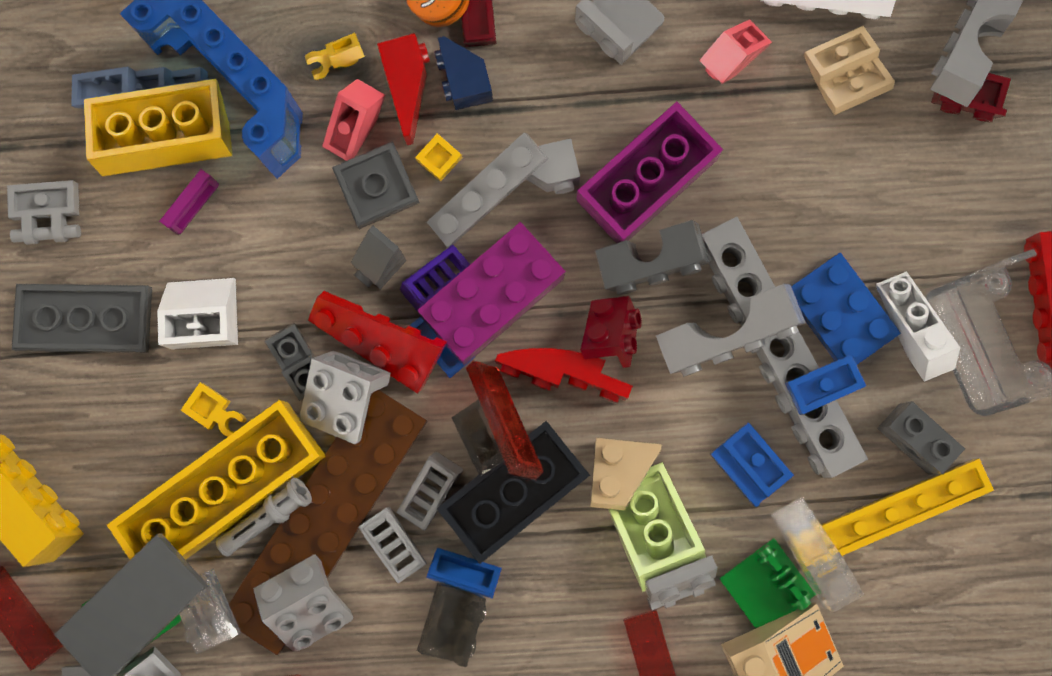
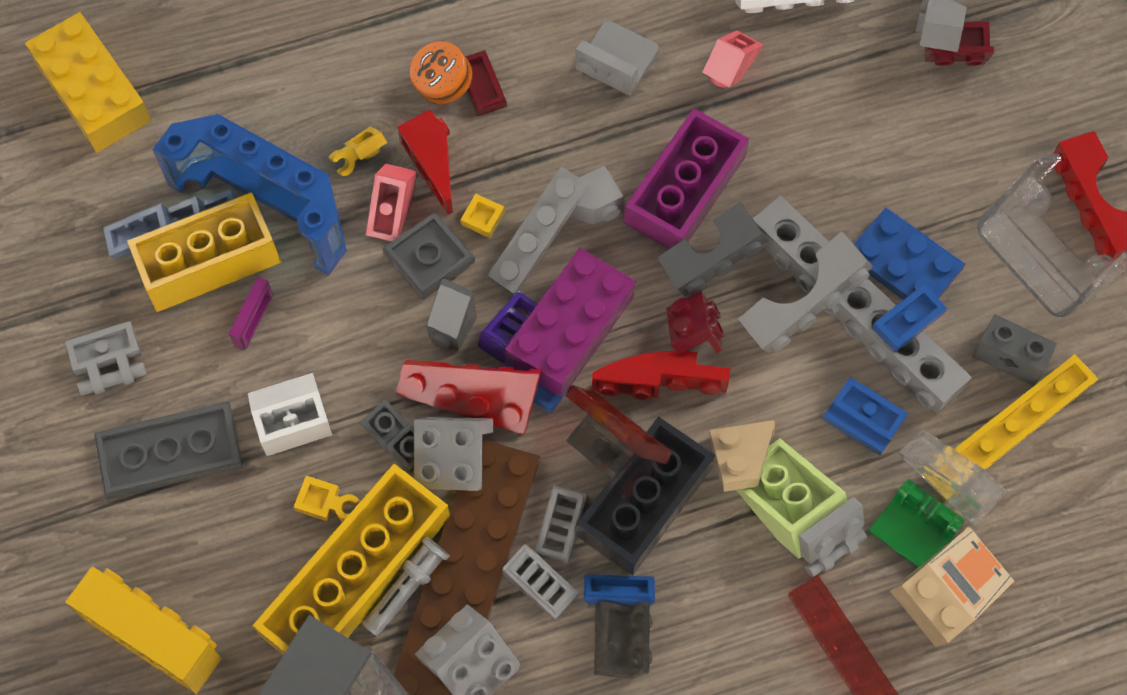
camera: 20 degrees left, 15 degrees down
(466, 75) = (487, 137): dark blue slope -> none
(849, 70) = (841, 51): tan slope -> none
(922, 331) = (986, 258): white slope -> none

